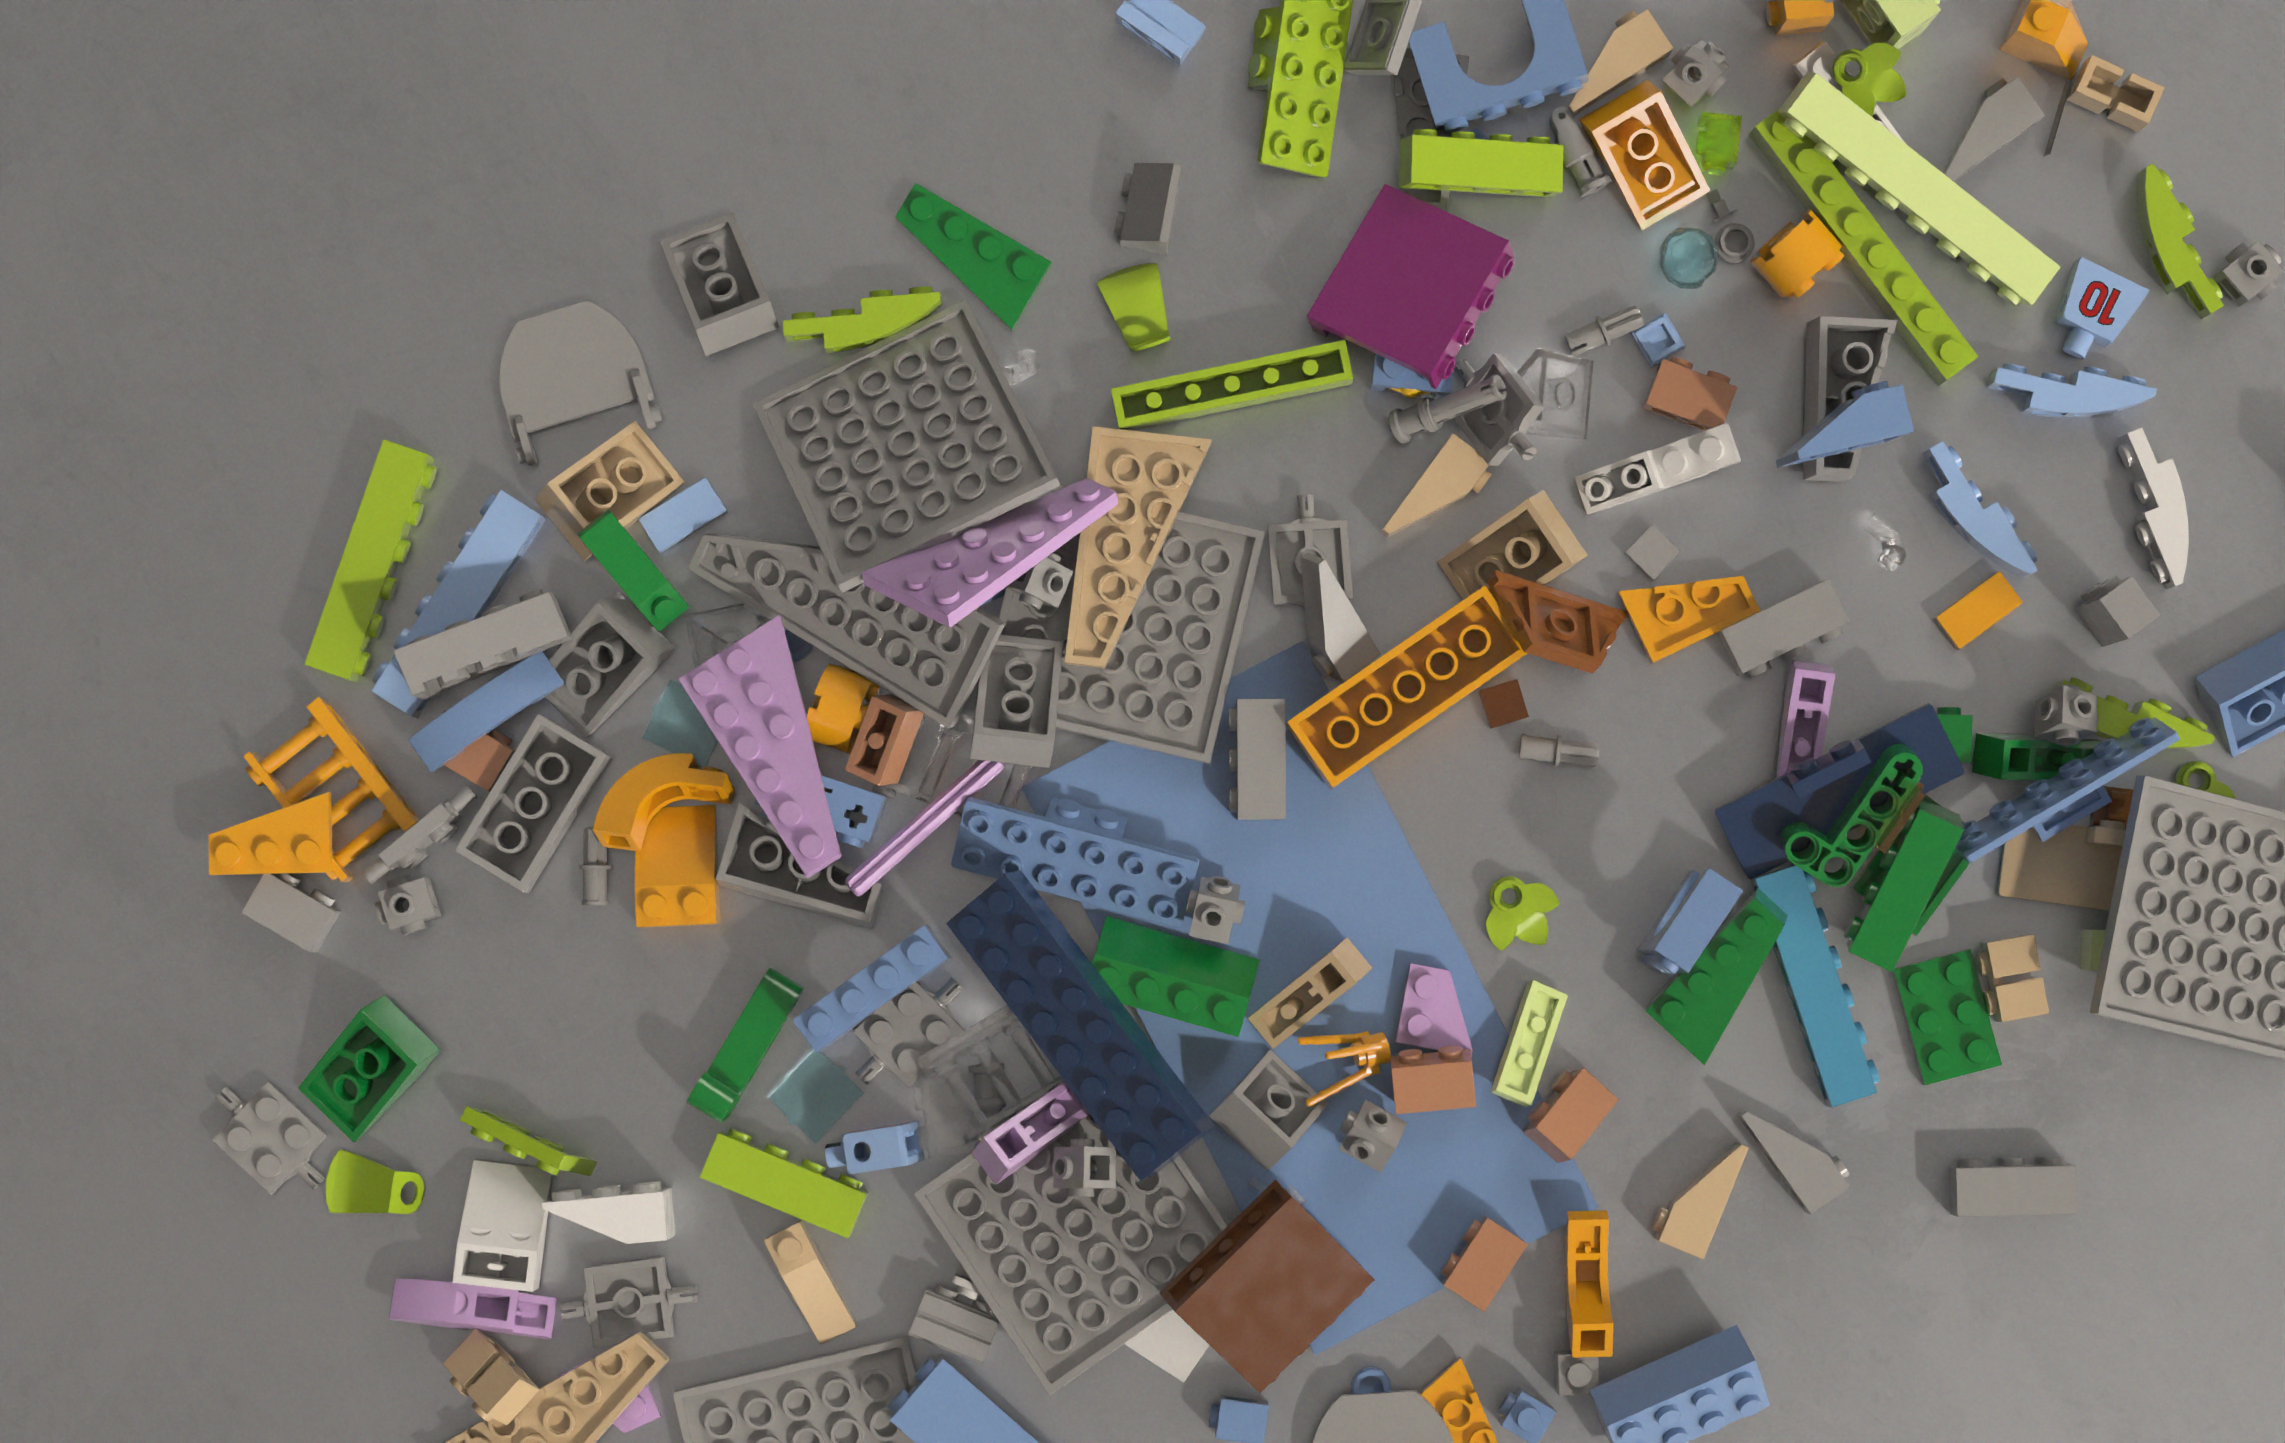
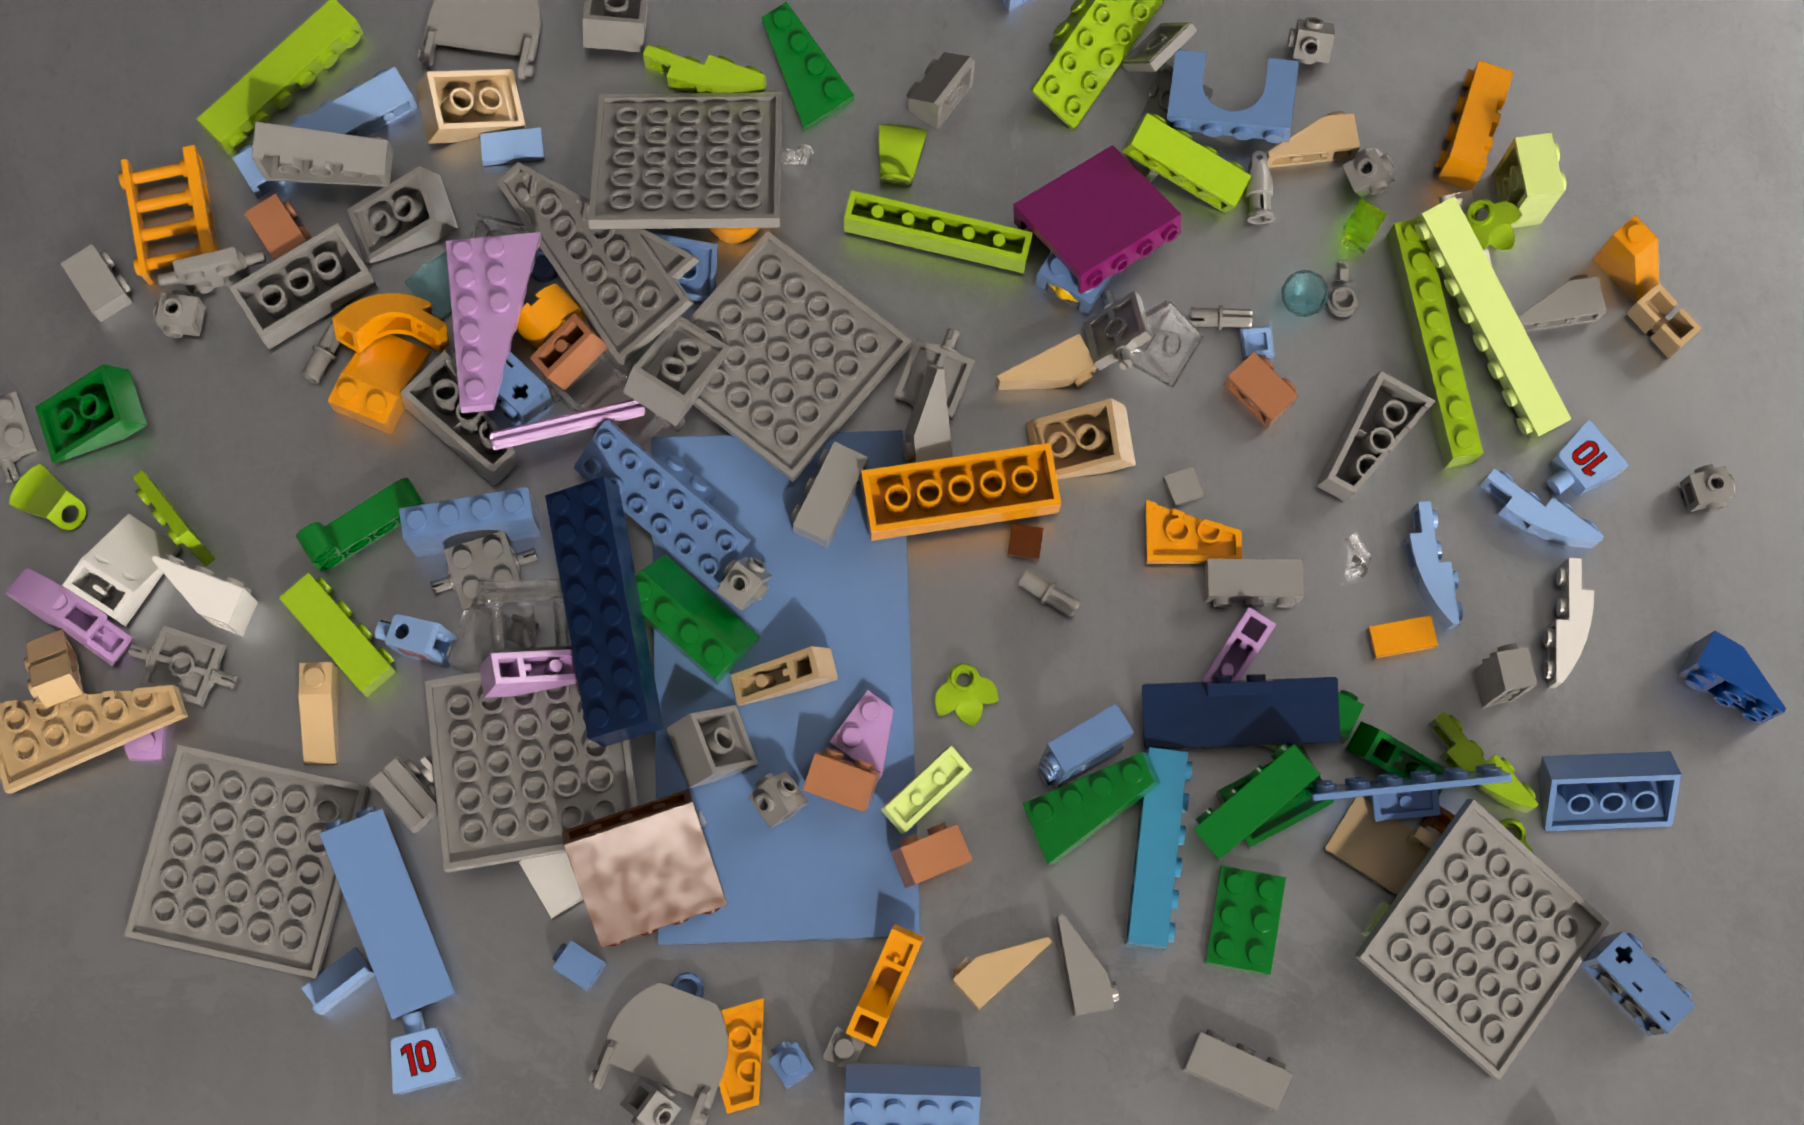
camera: 20 degrees right, 10 degrees down
(278, 842) = (110, 226): light orange wing -> none
(485, 710) = (303, 203): medium blue slope -> none
(633, 570) = (455, 158): green slope -> none
(816, 1095) = (394, 585): clear light blue piece -> none
(971, 568) = (699, 248): lavender wing -> none
(1043, 583) = (734, 292): light grey brick -> none
(1084, 1167) = (553, 713): light grey brick -> none
(1121, 547) = (820, 281): tan wing -> none
(1366, 1050) = (805, 737): light orange plant -> none
(1432, 413) = (1070, 313): light grey pin -> none
(1483, 1262) = (814, 932): nougat brick -> none
(1556, 622) = (1090, 495): dark orange wing -> none
(1645, 154) = (1307, 212): light orange slope -> none
(1657, 469) = (1214, 429): white slope -> none
(1797, 255) = (1383, 325): light orange brick -> none
(1857, 811) = (1248, 730): green beam -> none
(1870, 418) = (1374, 452): medium blue slope -> none
(1901, 818) = (1276, 744): clear orange piece -> none
(2015, 998) = (1312, 897): tan piece -> none
(2057, 117) = (1616, 320): light grey piece -> none
(2066, 716) = (1433, 735): light grey brick -> none
(2163, 228) = (1659, 433): lime slope -> none

